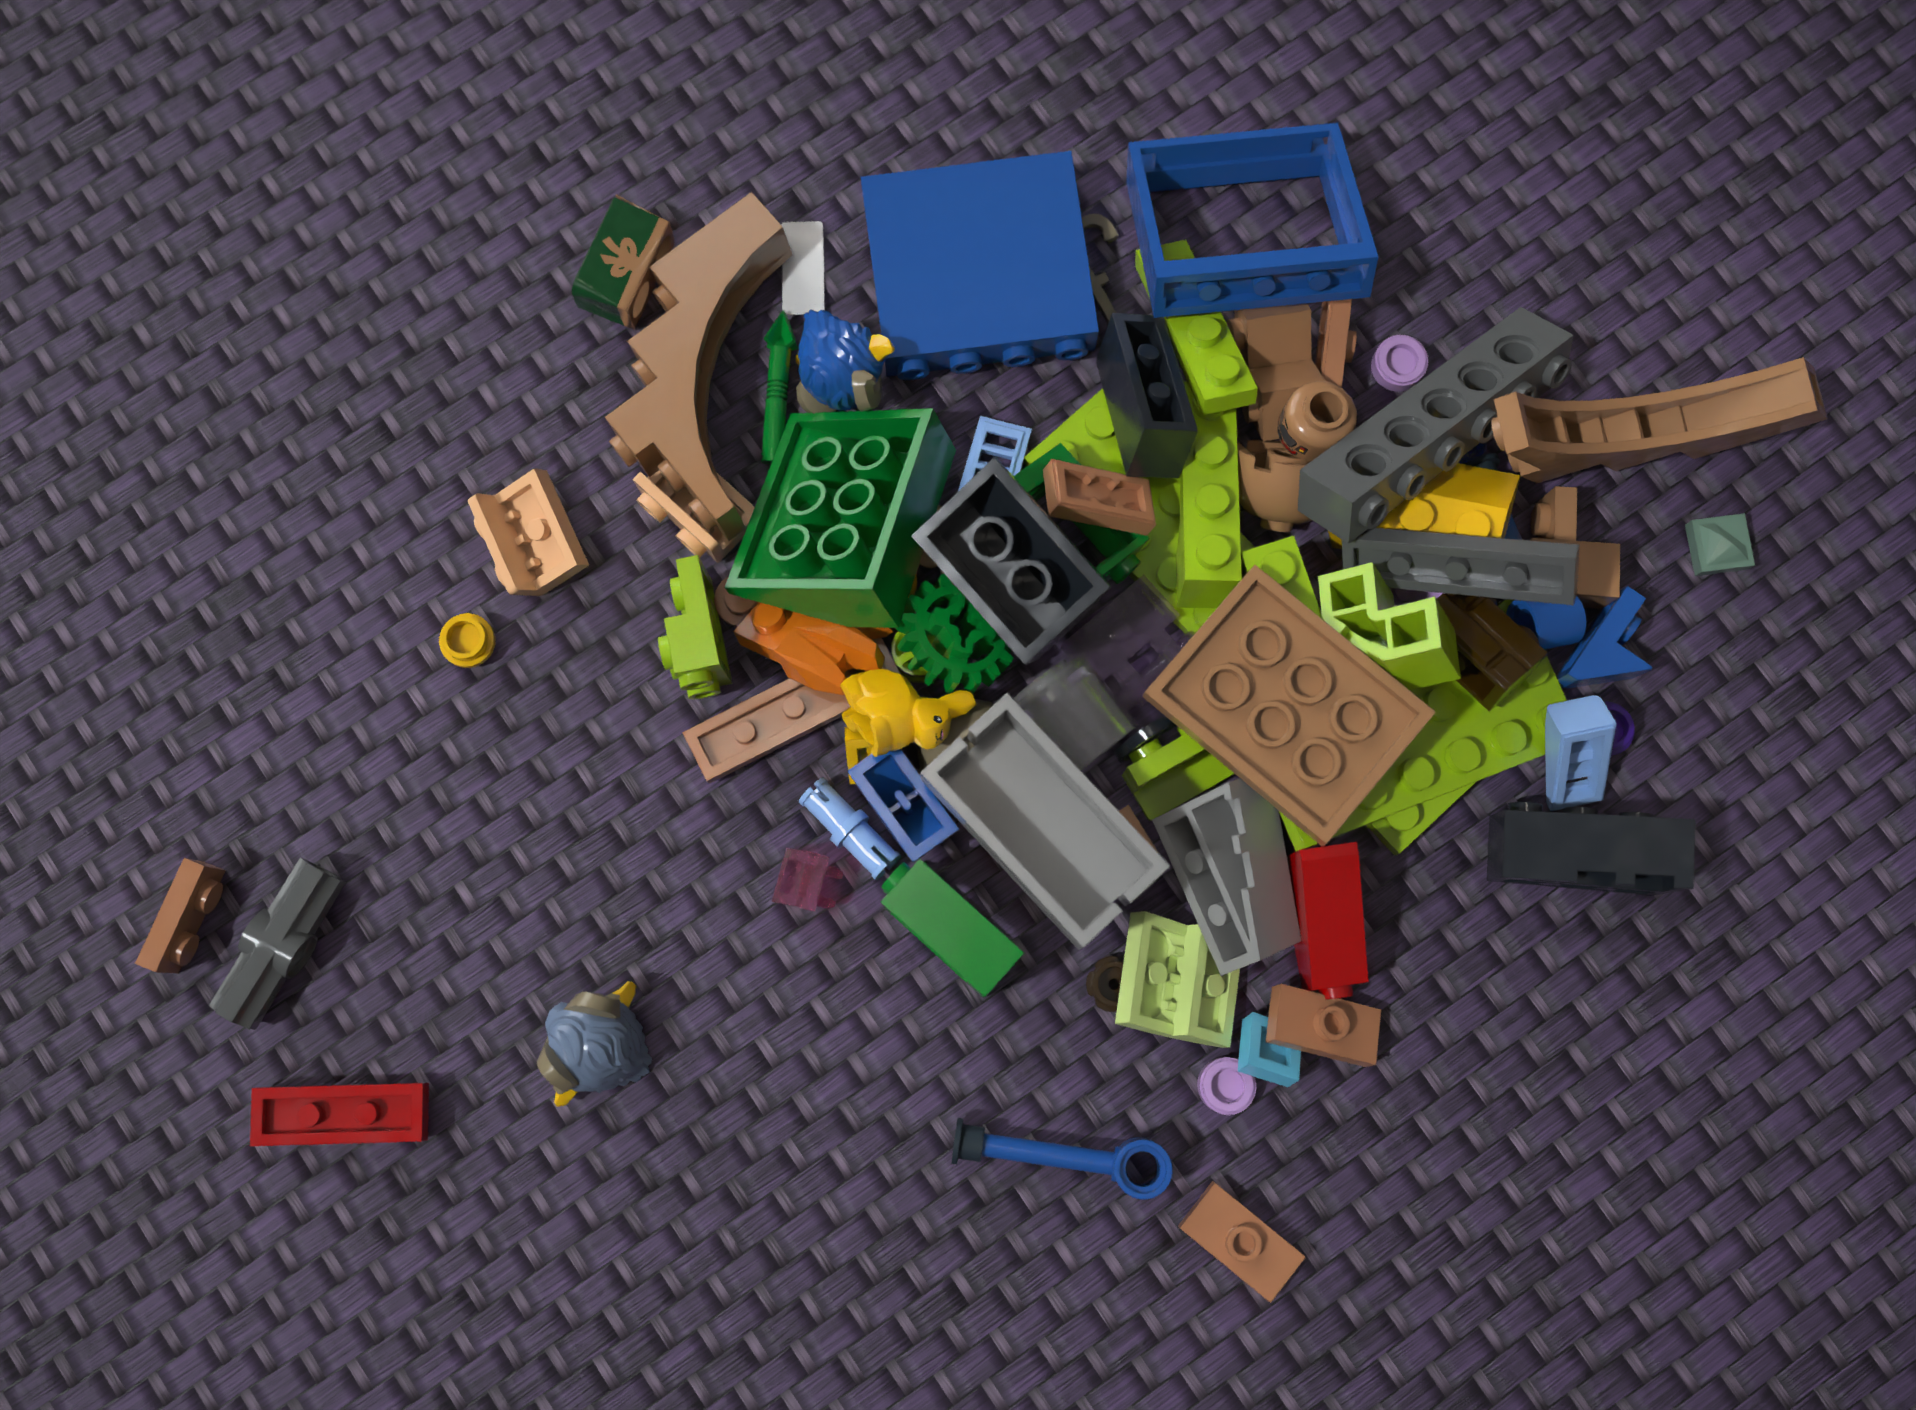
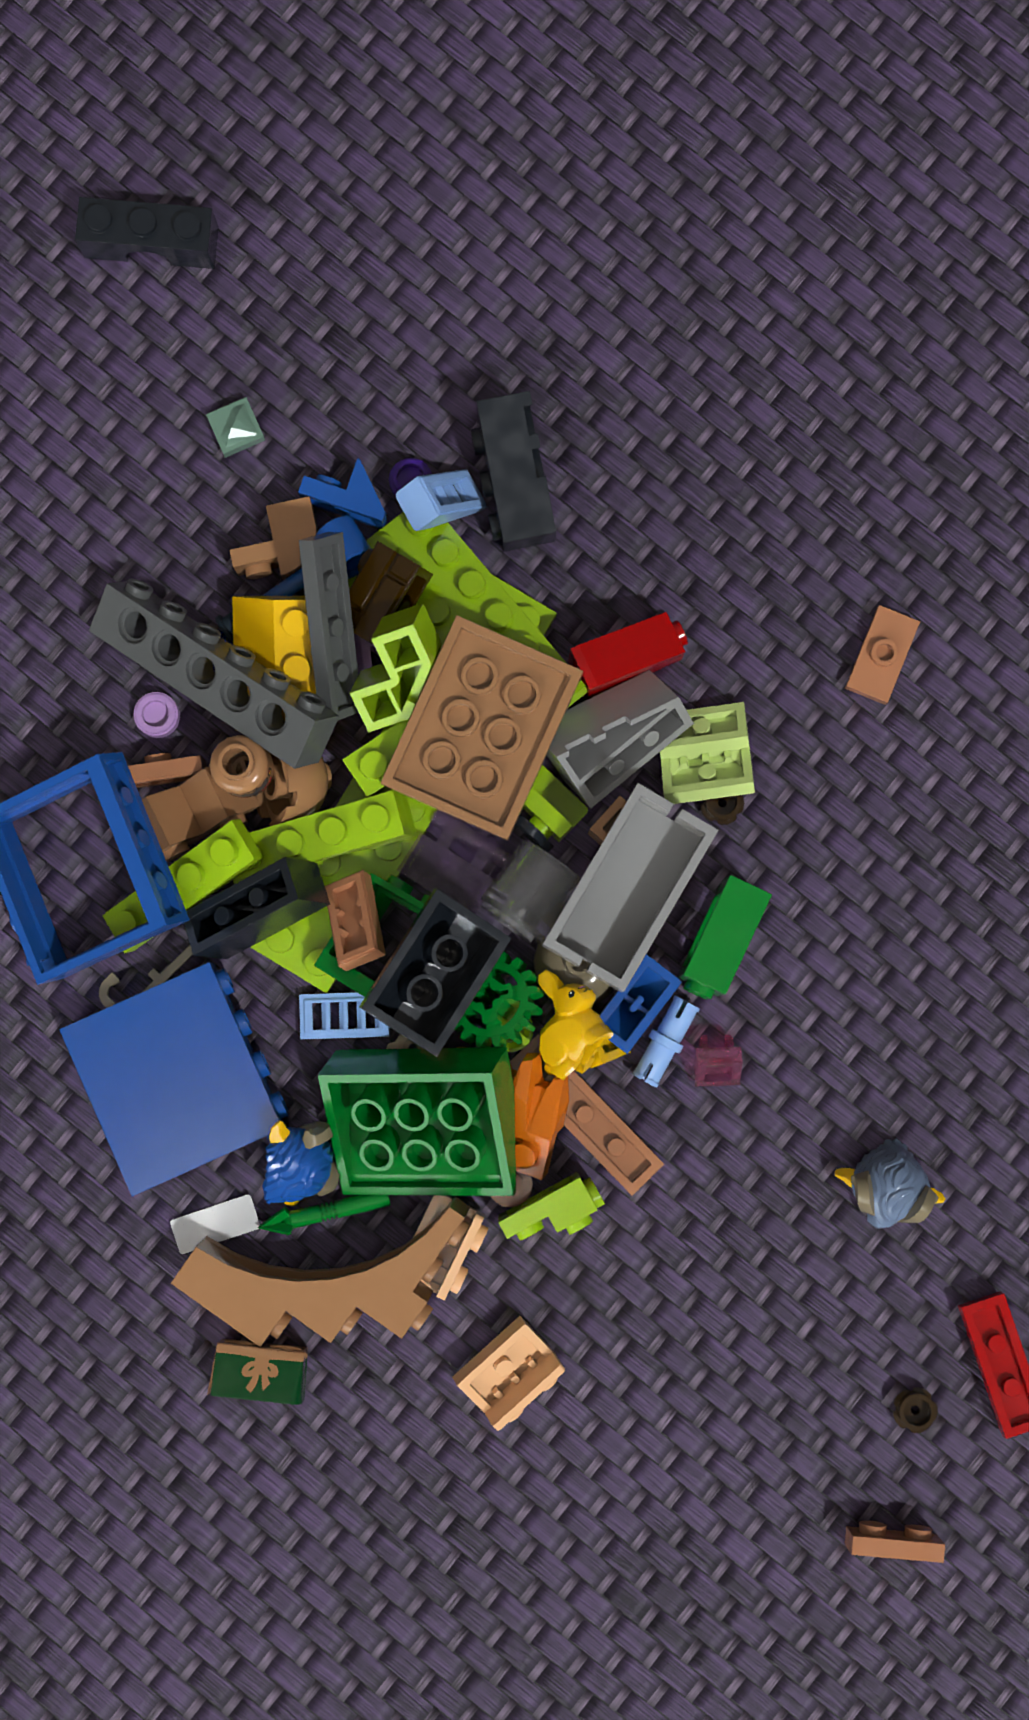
camera: 110 degrees left, 5 degrees up
(277, 944) = (891, 1460): dark grey piece -> none
(311, 988) = (927, 1410): none -> dark brown plate
(467, 640) = (608, 1395): yellow plate -> none
(973, 1142) = (874, 874): blue piece -> none
(1225, 1088) = (771, 696): lavender tile -> none
(1265, 1059) = (736, 671): medium azure plate -> none
(1323, 1026) = (707, 636): nougat plate -> none
(1563, 437) = (161, 503): medium nougat arch -> none

